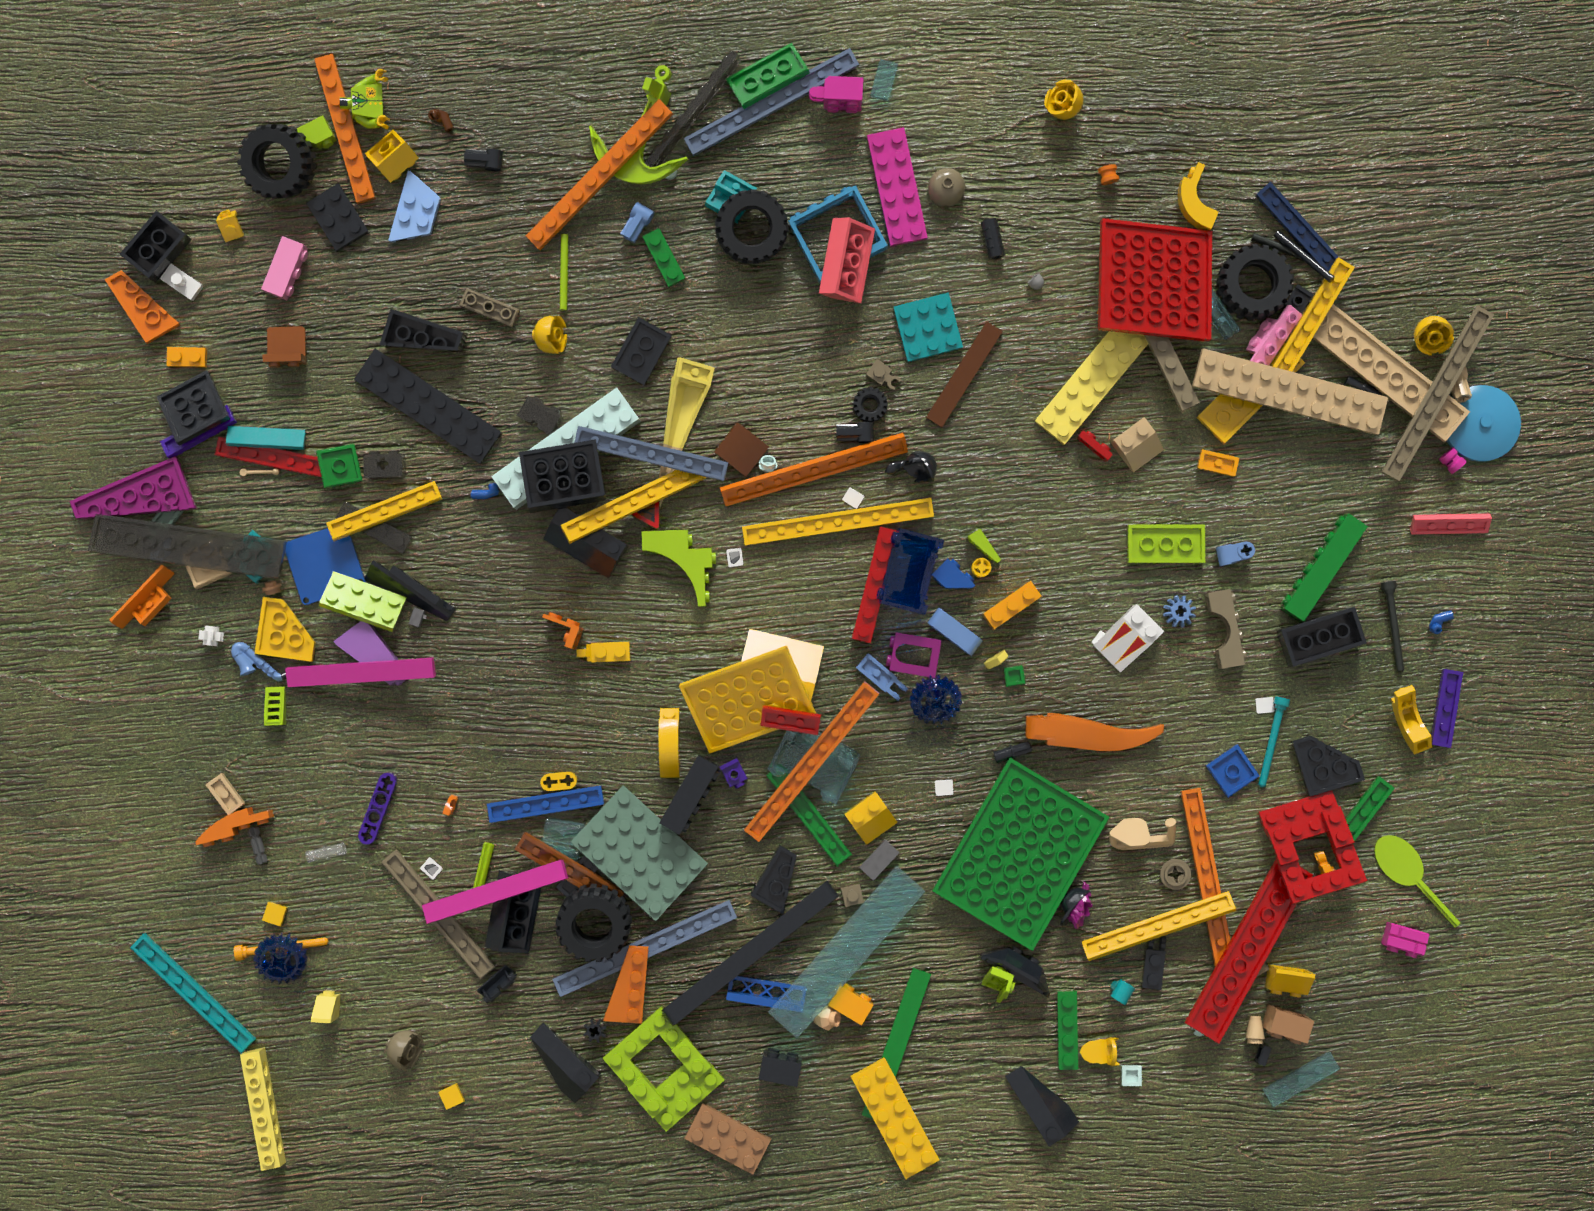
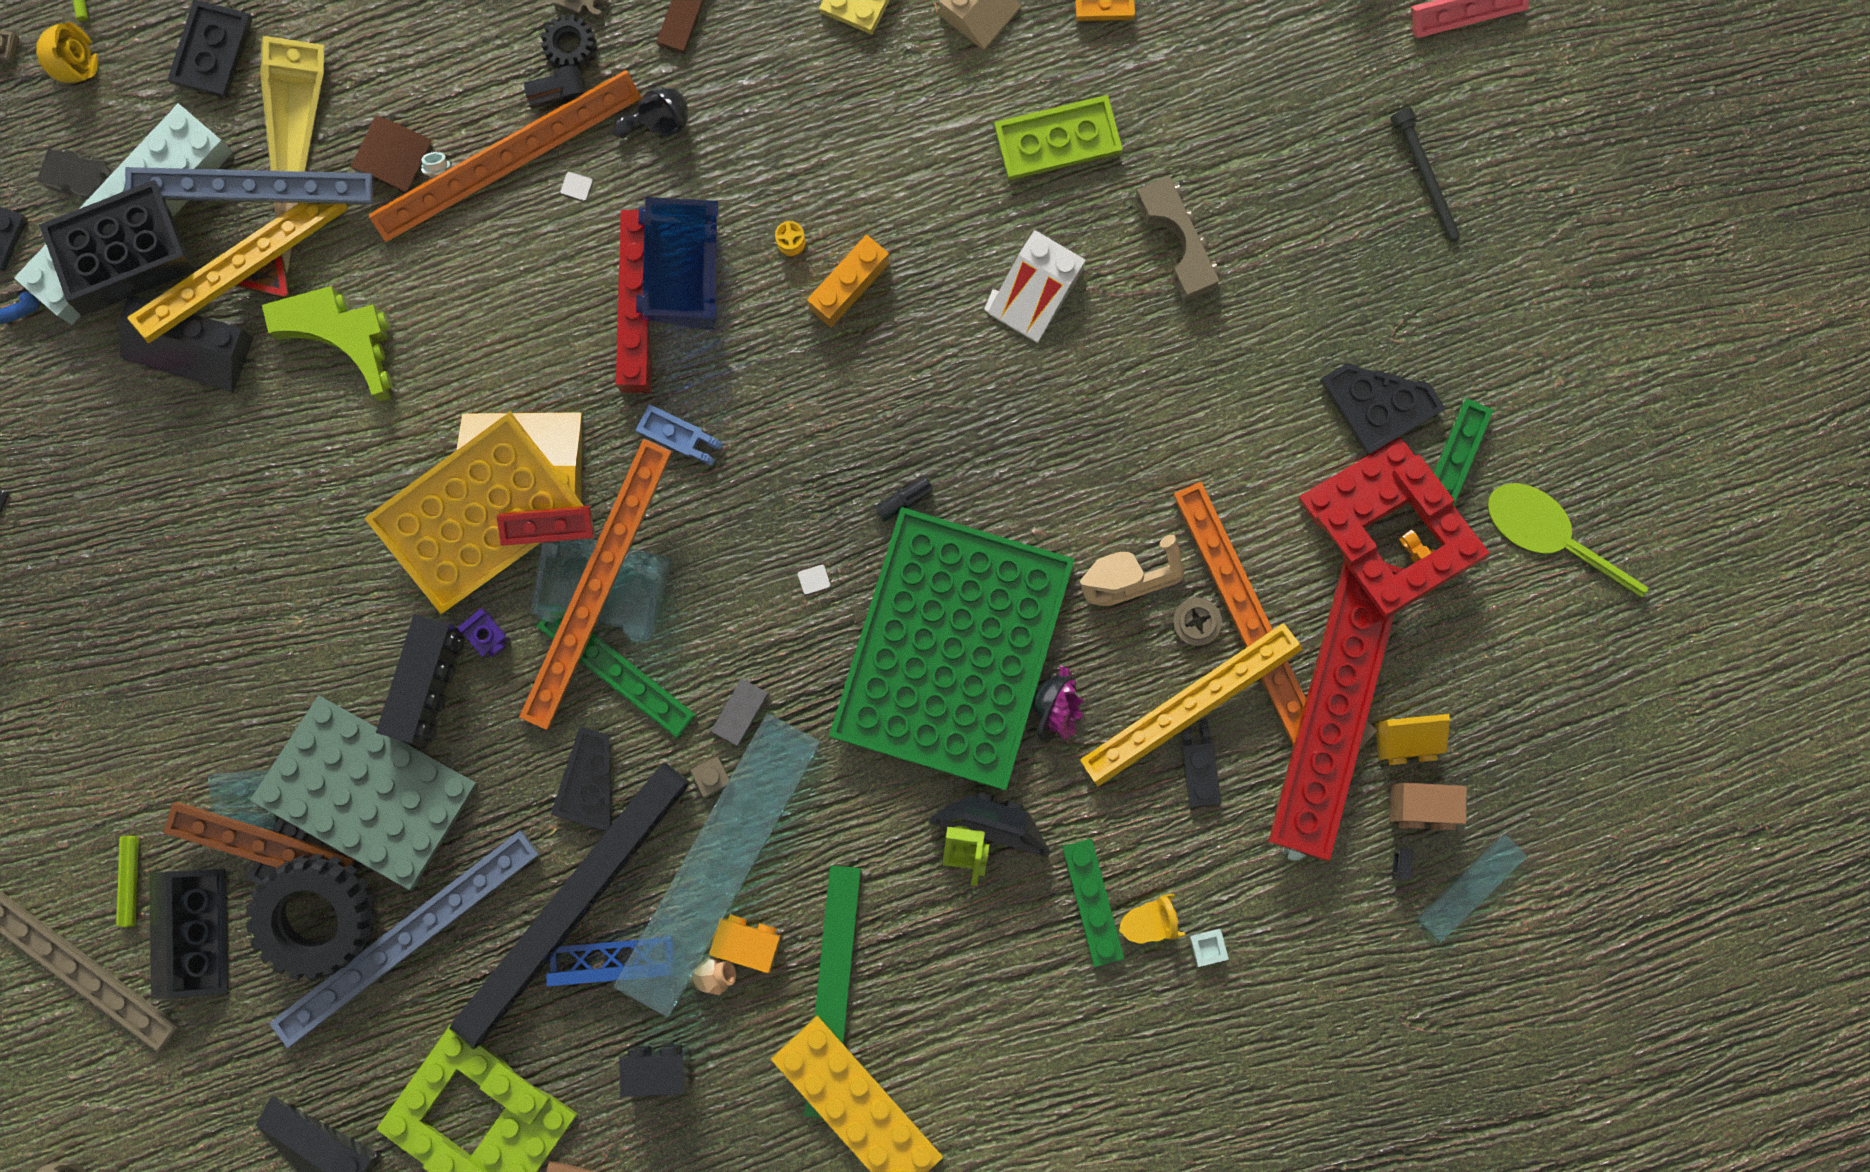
camera: 15 degrees left, 5 degrees down
(431, 868) = (48, 898): sticker -> none
(450, 805) = (55, 792): orange tile -> none
(495, 891) = (143, 904): dark pink tile -> none
(501, 979) = (183, 1051): black hinge -> none
(545, 804) = (203, 753): blue plate -> none
(557, 776) = (220, 720): yellow beam -> none
(571, 637) = (188, 482): orange bracket -> none
(600, 1029) = (361, 1082): black gear -> none
(606, 652) = (250, 501): yellow hinge -> none
(628, 995) = (394, 1013): orange wing -> none
(669, 743) = (371, 614): yellow arch -> none
(734, 557) = (417, 315): white sticker -> none
(838, 521) = (557, 224): yellow plate -> none
(870, 817) = (710, 650): yellow slope -> none
(897, 666) = (719, 410): magenta panel -> none
(935, 692) = (757, 468): clear blue gear -> none
(951, 577) = (749, 263): blue slope -> none
(954, 631) = (773, 341): medium blue beam -> none
(980, 541) = (782, 202): lime slope -> none
(996, 660) = (845, 368): light yellow tile -> none
(1014, 676) = (879, 386): green tile -> none
(1048, 1111) = (1091, 1035): black wedge -> none
(1086, 734) = (1007, 441): orange animal -> none
(1089, 441) = (907, 18): red plate -> none
(1121, 991) = (1159, 817): teal piece -> none
(1183, 616) = (1098, 240): medium blue gear -> none
(1232, 553) = (1159, 128): medium blue piece -> none
(1232, 770) = (1243, 446): blue tile -> none
(1255, 1030) = (1381, 830): tan cone -> none
(1264, 705) = (1267, 338): white sticker -> none
(1280, 705) = (1290, 330): teal piece -> none
(1321, 637) = (1323, 213): black brick -> none
(1323, 568) = (1300, 115): green brick -> none
(1406, 939) = (1572, 633): dark pink brick -> none
(1409, 720) = (1485, 302): yellow arch -> none
(1437, 621) = (1490, 150): blue arm -> none
(1446, 708) = (1538, 275): dark purple plate -> none

